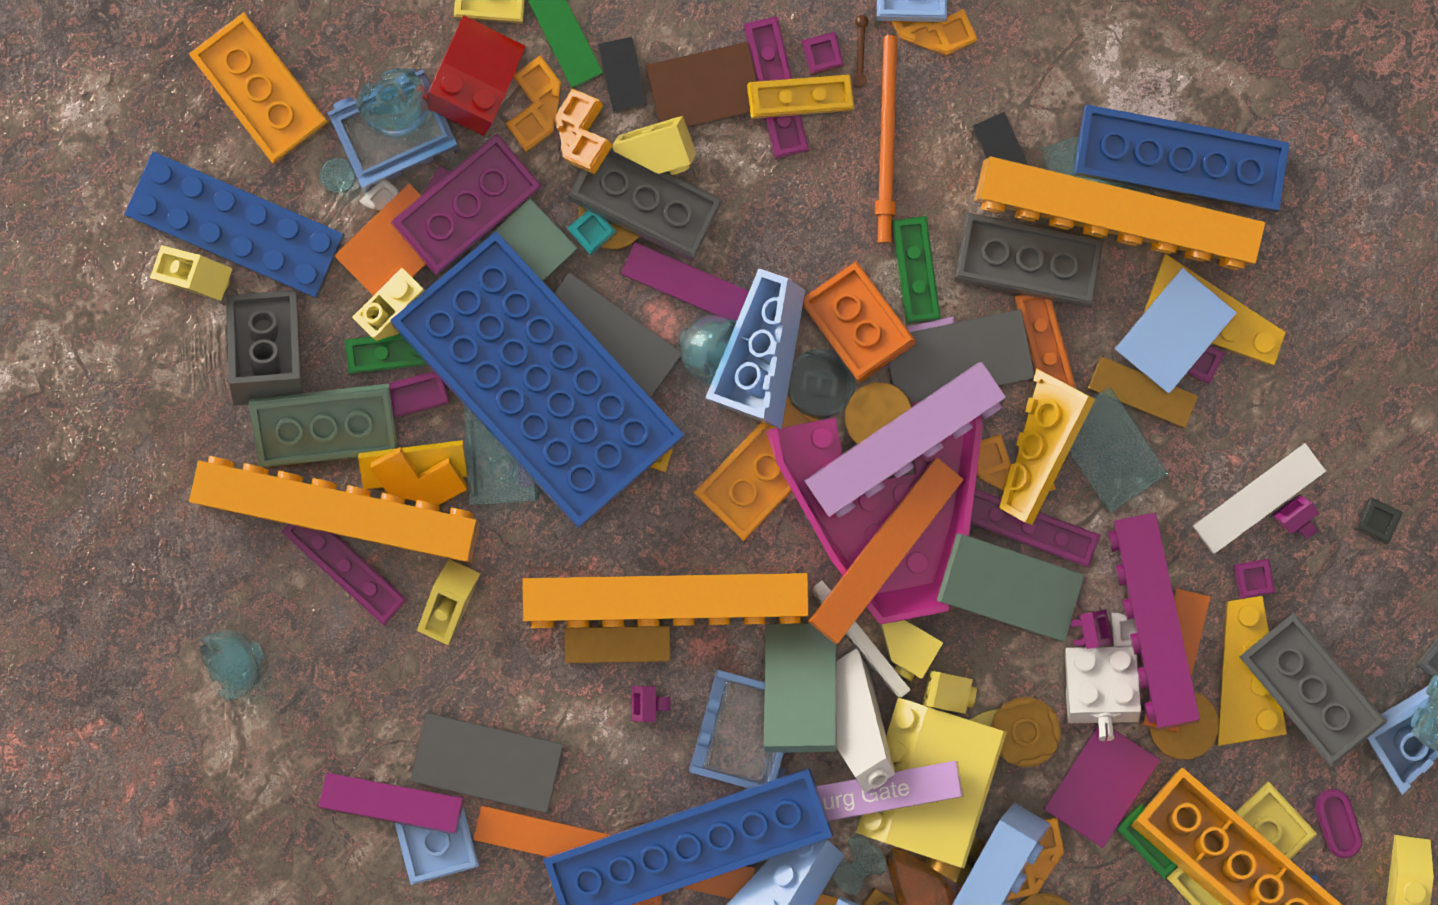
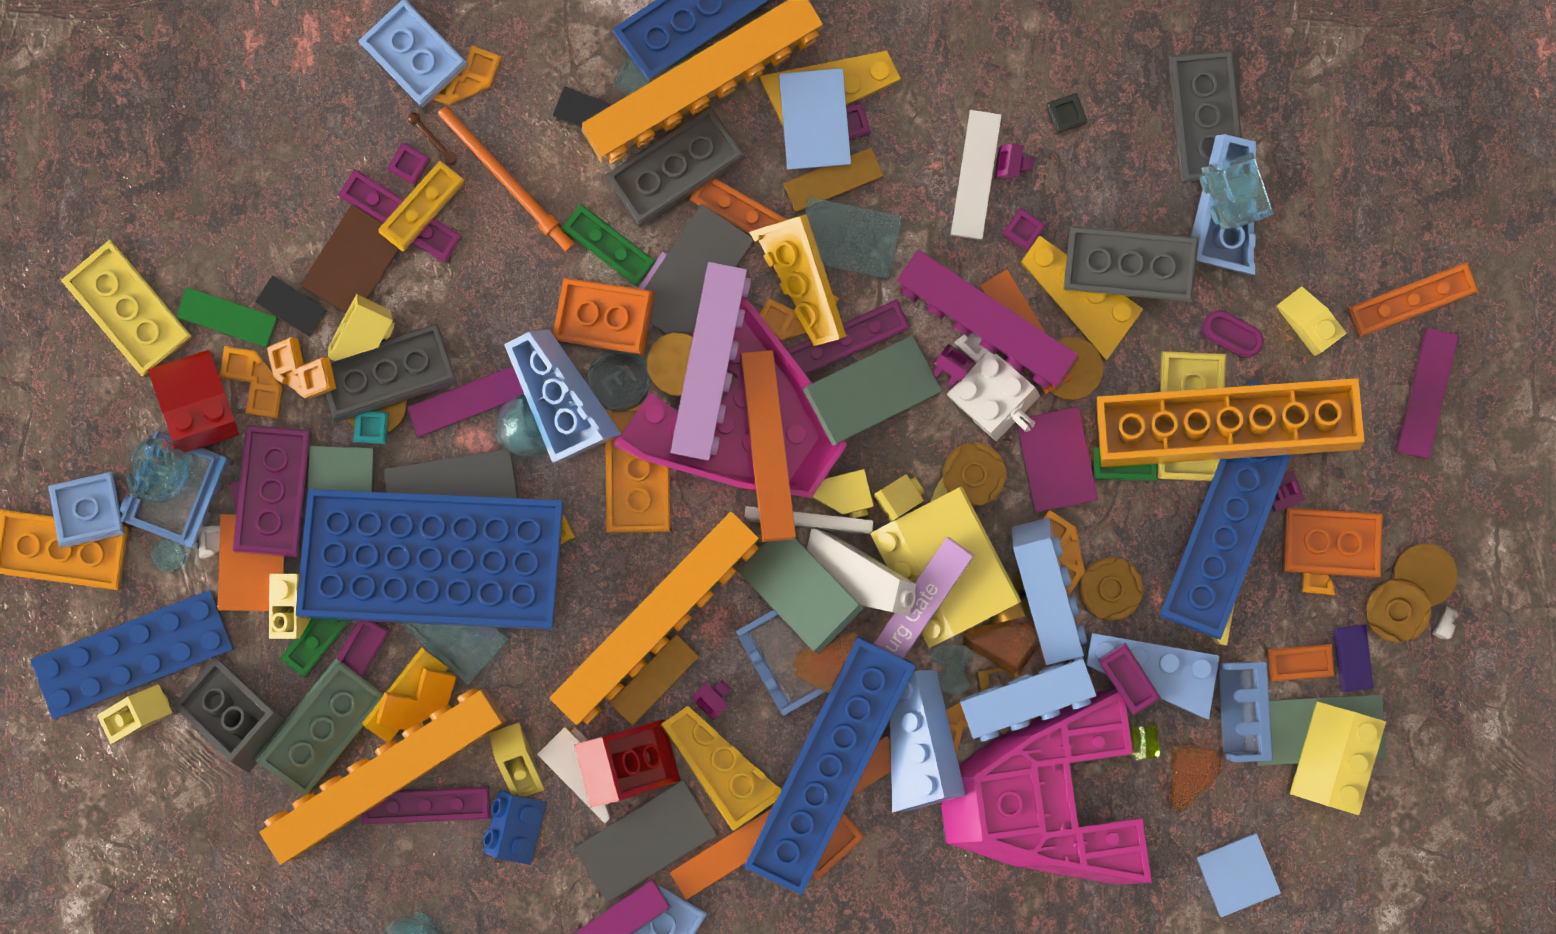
camera: 45 degrees left, 0 degrees up
(309, 78) = (86, 510): none -> light blue tile
(395, 651) = (514, 827): none -> blue bracket
(490, 648) = (562, 759): none -> white slope
(532, 688) = (626, 763): none -> red slope
(599, 775) = (725, 774): none -> yellow wing
(758, 768) = (824, 668): none -> clear orange slope

